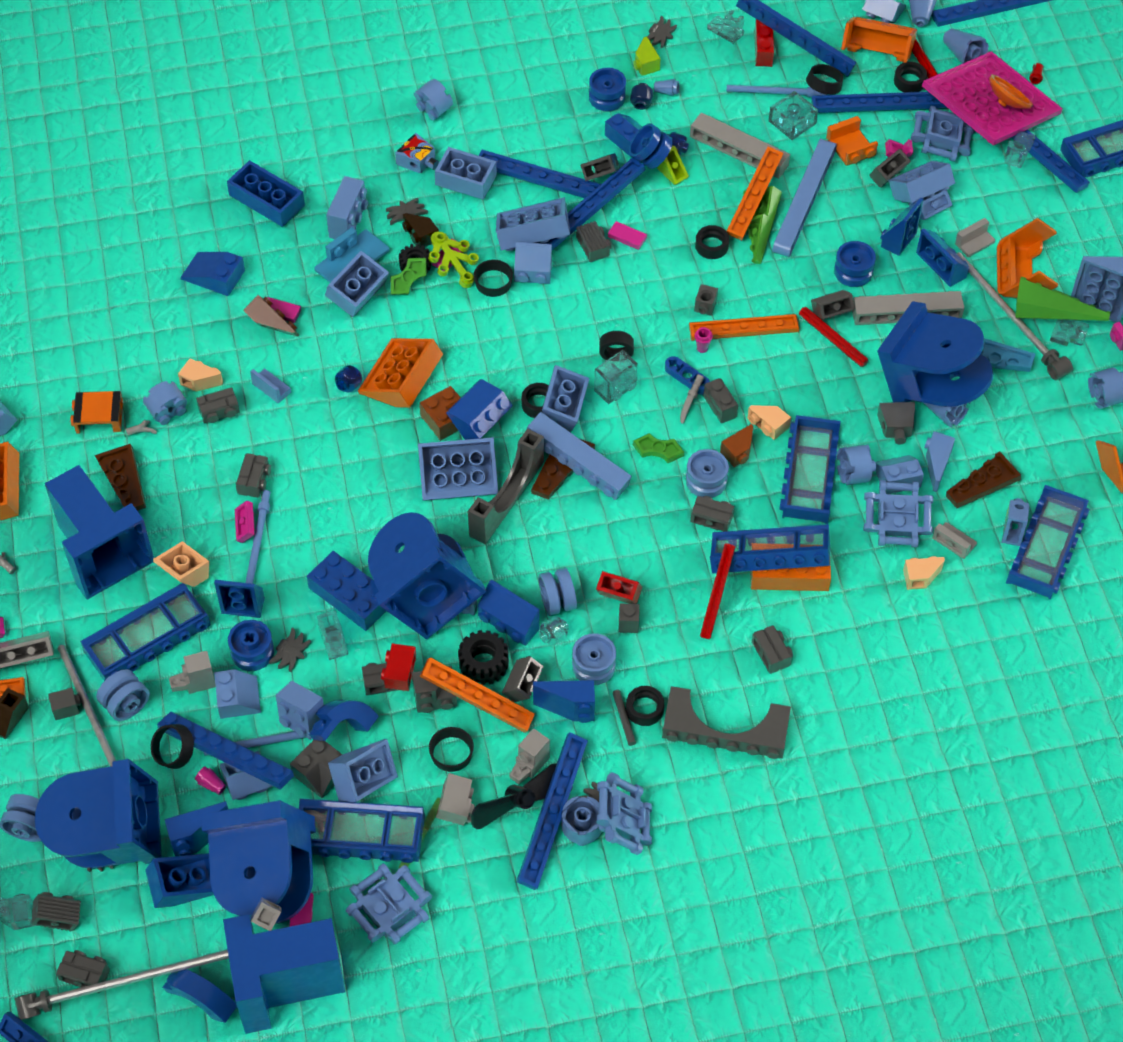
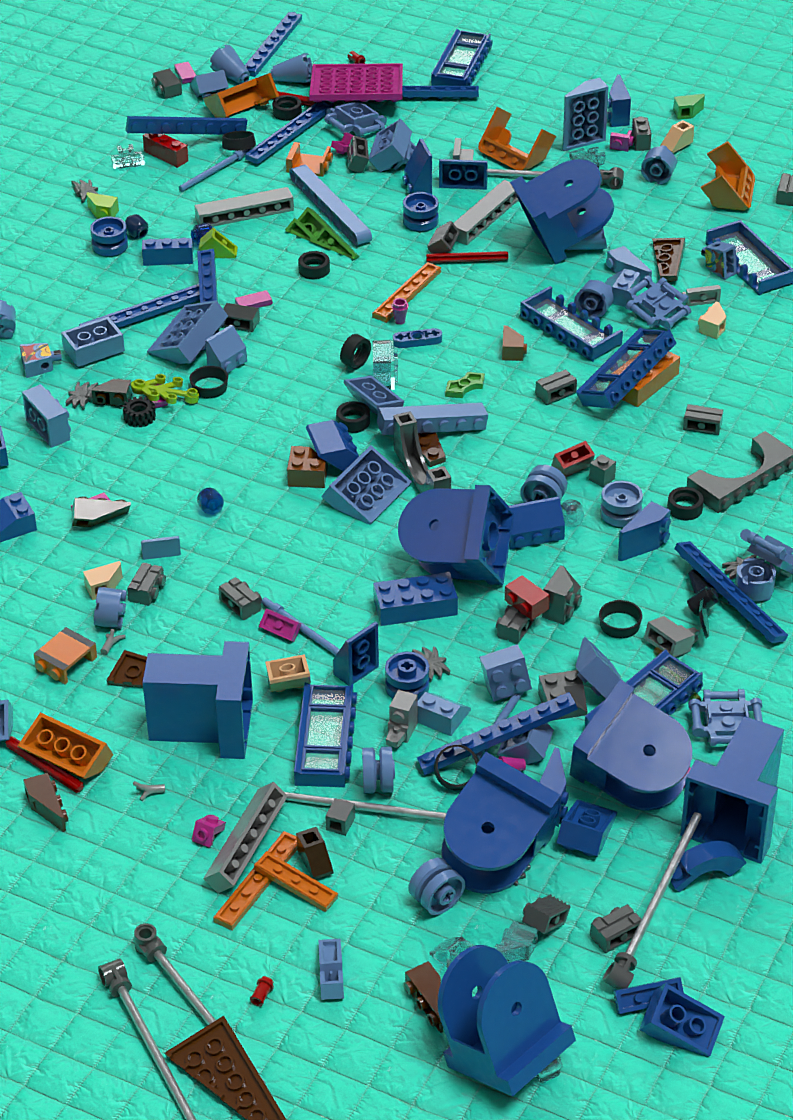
camera: 50 degrees left, 15 degrees down
(266, 914) = (703, 750): light grey brick -> none
(332, 635) = (447, 627): clear light blue slope -> none
(345, 248) = (91, 443): dark azure bracket -> none
(356, 283) = (127, 447): medium blue brick -> none
(358, 715) = (538, 654): blue arch -> none
(401, 371) = (237, 470): orange slope -> none
(402, 282) = (153, 425): bright green tile -> none
(477, 695) = (596, 569): orange plate -> none
(483, 643) = (557, 551): black tyre -> none
(521, 679) = (600, 548): dark grey brick -> none
(532, 755) = (673, 575): light grey hinge -> none
(602, 166) = (181, 272): dark grey torso -> none
(624, 717) = (690, 522): dark grey bar -> none
(650, 146) = (202, 233): blue wheel -> none
(667, 87) = (145, 210): medium blue cone -> none
(691, 395) = (440, 343): light grey piece -> none
(706, 299) = (363, 293): dark grey brick -> none
(707, 473) = (520, 368): medium blue wheel -> none
(717, 591) = (634, 410): red axle -> none
(720, 400) = (462, 331): dark grey brick -> none
(754, 193) = (301, 218): orange plate -> none
(769, 419) = (507, 316): light nougat slope -> none
(793, 115) = (253, 169): clear light blue brick -> none
(897, 420) = (575, 265): dark grey torso -> none
(1008, 93) = (371, 67): orange dish -> none
(1019, 149) = (414, 96): clear light blue slope -> none
(1043, 303) = (565, 147): bright green wedge -> none

